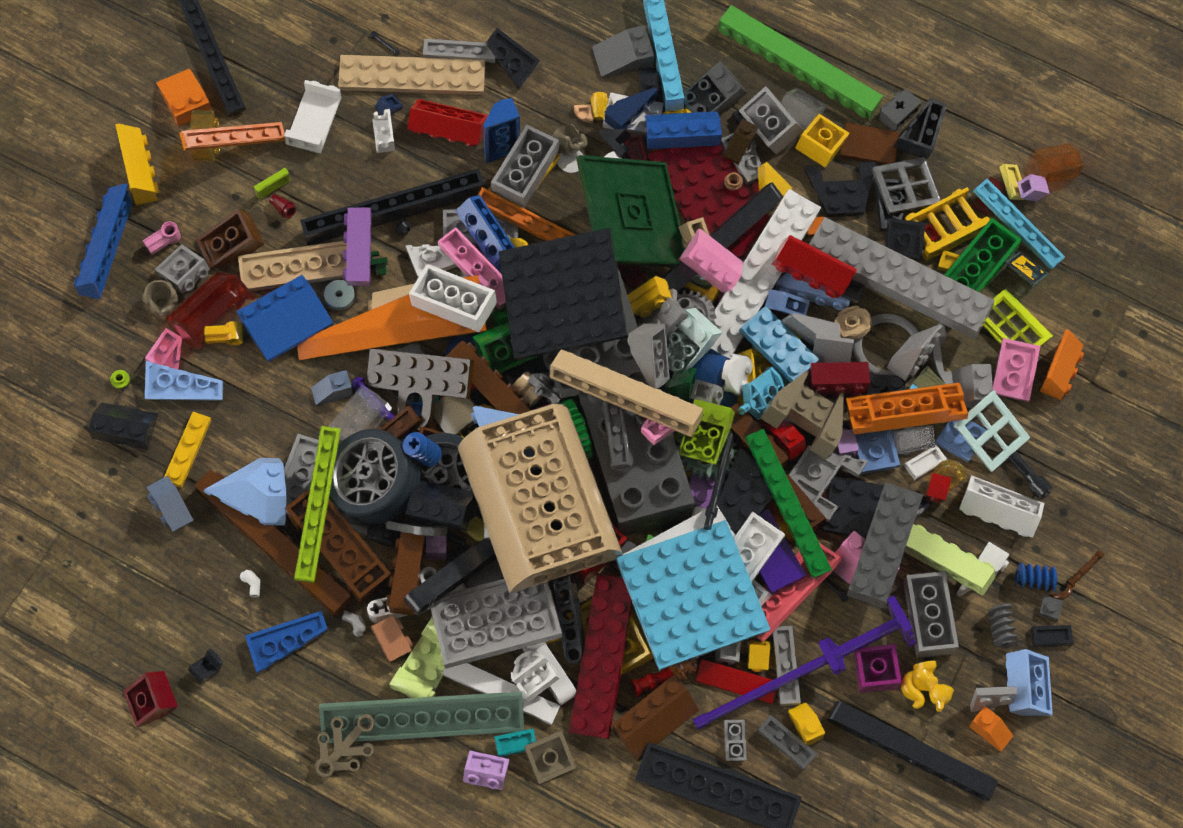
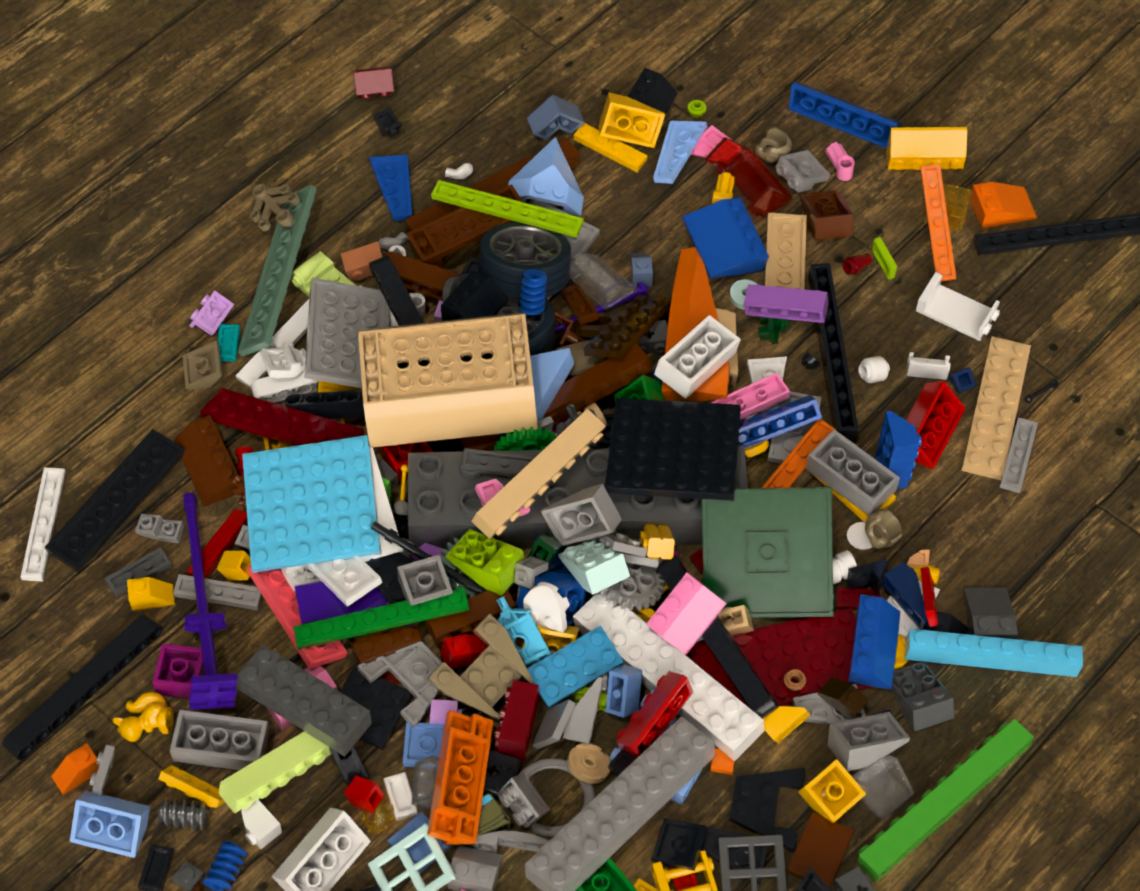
camera: 105 degrees right, 10 degrees down
(161, 431) = (630, 121): none -> yellow slope
(401, 173) = (873, 369): none -> white head
(512, 57) = (999, 501): black wing -> none
(632, 89) = (929, 596): none -> red tile
(654, 530) = (401, 506): none -> hinge
(752, 469) = (424, 580): none -> light grey slope
(974, 626) = (191, 786): none -> yellow plate

